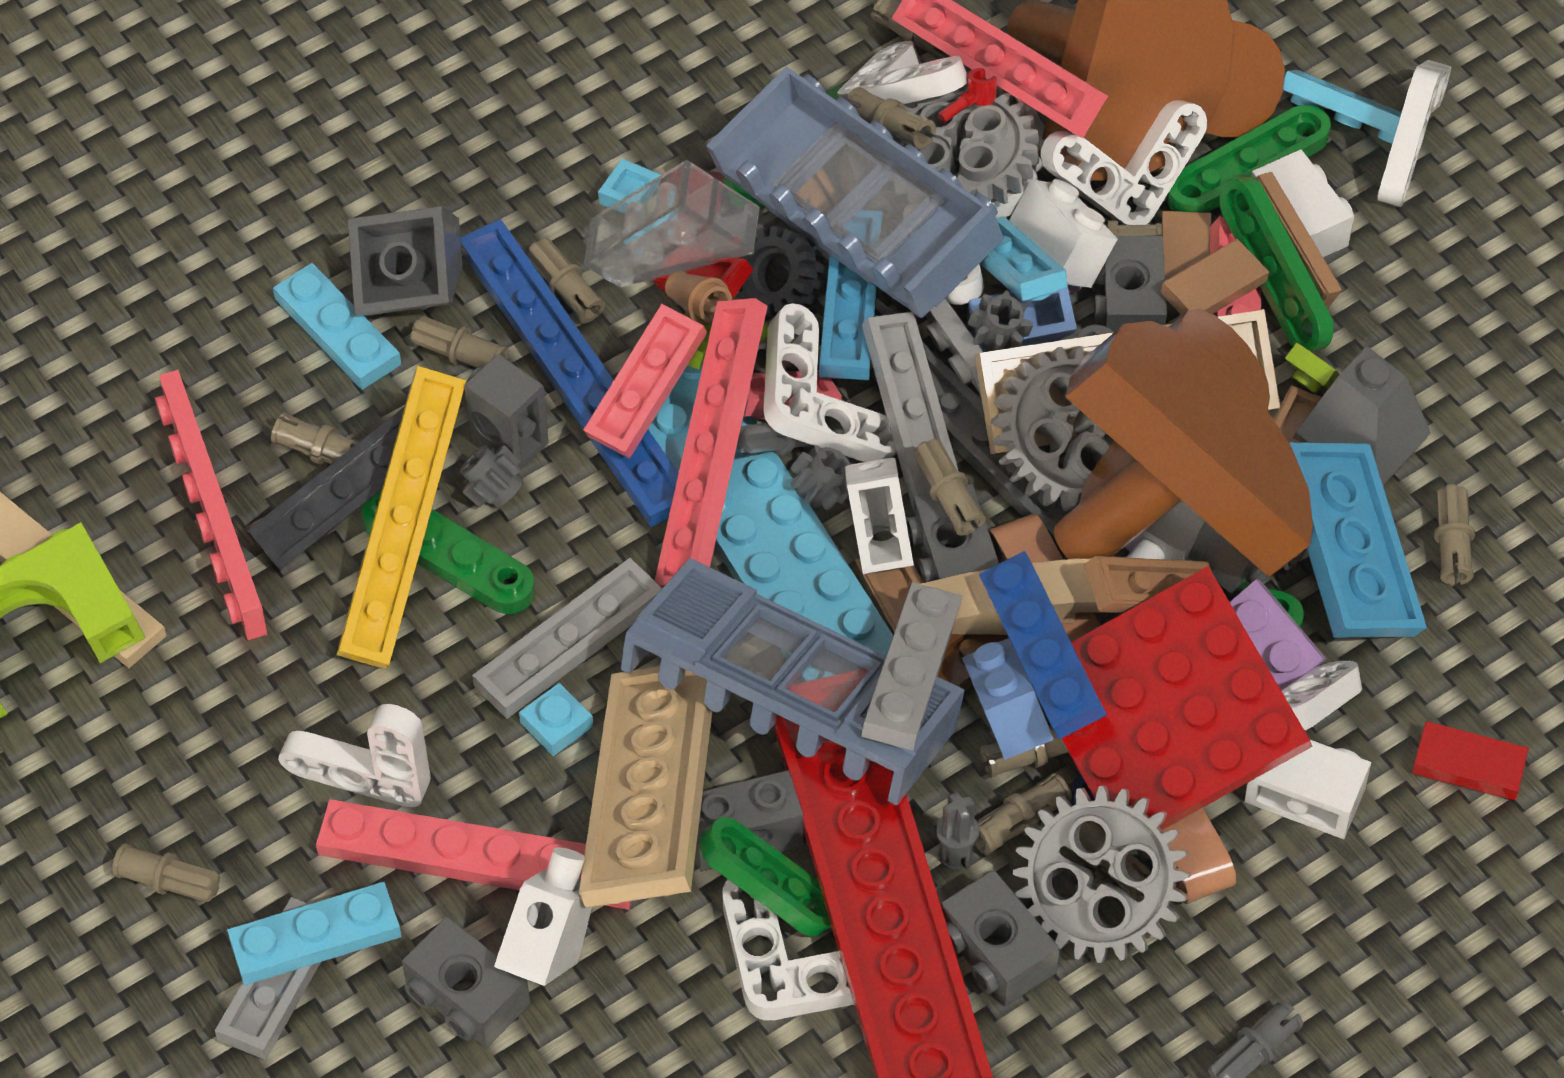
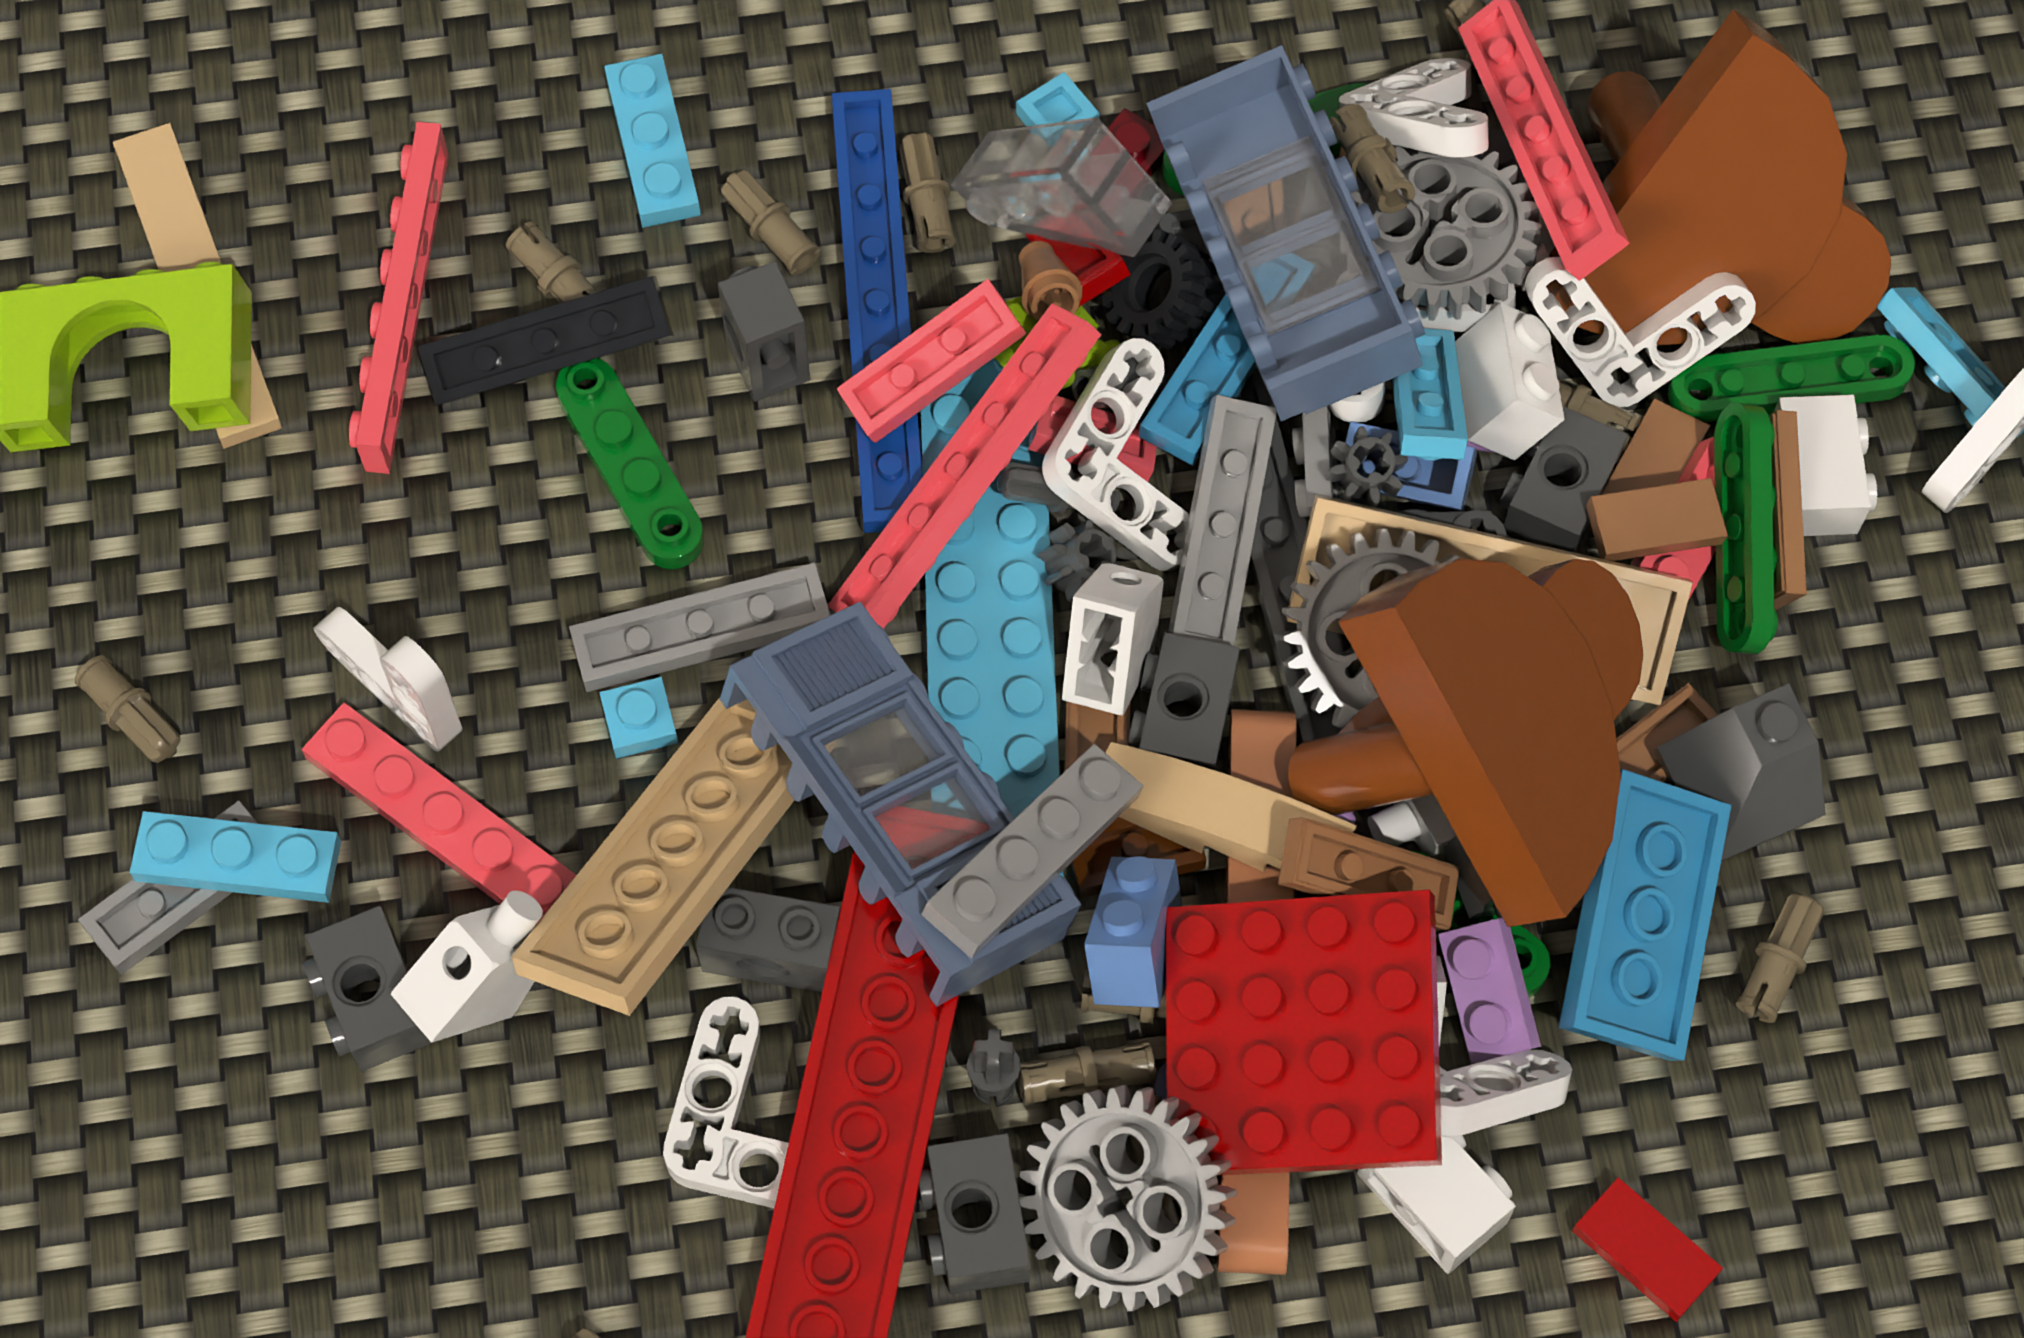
camera: 25 degrees right, 10 degrees up
(401, 518) = (583, 405): yellow plate -> none
(404, 260) = (753, 98): dark grey slope -> none
(491, 476) = (715, 396): dark grey gear -> none
(765, 875) = (743, 991): green plate -> none
(949, 486) = (1203, 643): dark tan axle -> none
(979, 92) = (1492, 171): red hand -> none
(1042, 645) = (1195, 893): blue plate -> none
(1311, 370) = (1720, 676): lime plate -> none

